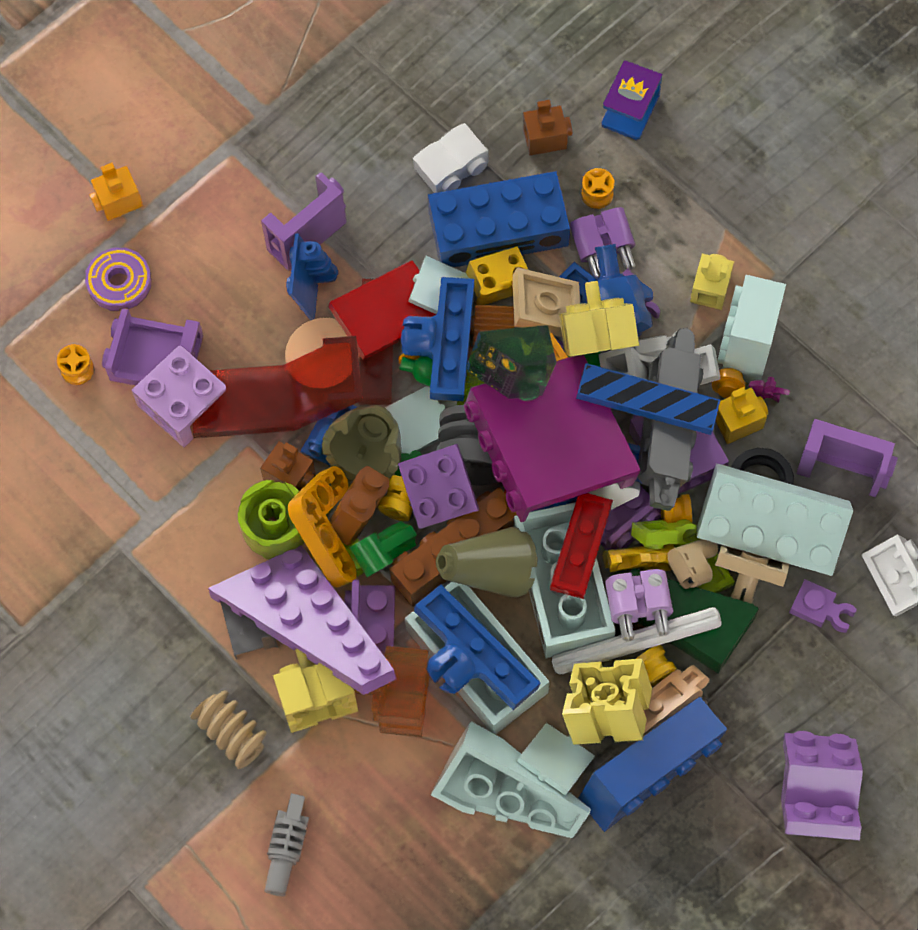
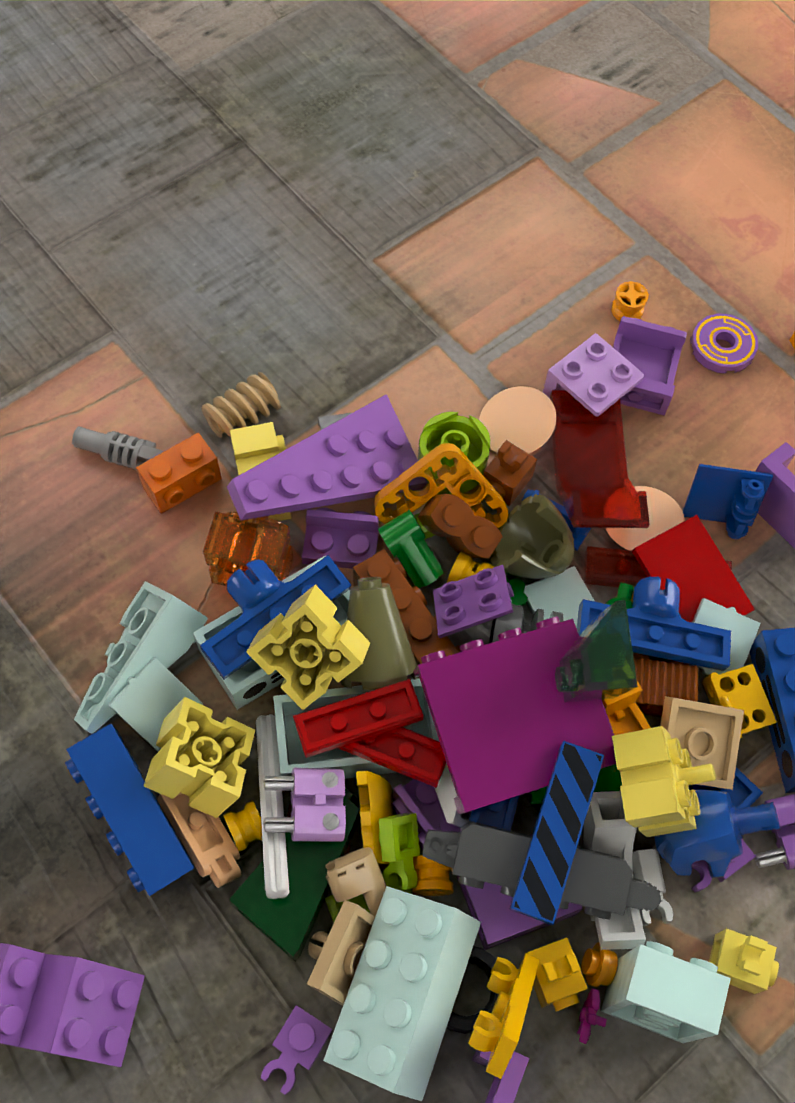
camera: 90 degrees right, 5 degrees down
(224, 465) = (519, 416): none -> light nougat sticker
(313, 778) = (179, 472): none -> orange brick
(515, 603) = (309, 647): none -> light yellow brick
(566, 565) = (358, 718): none -> red tile
(783, 432) = (502, 1028): none -> yellow plate

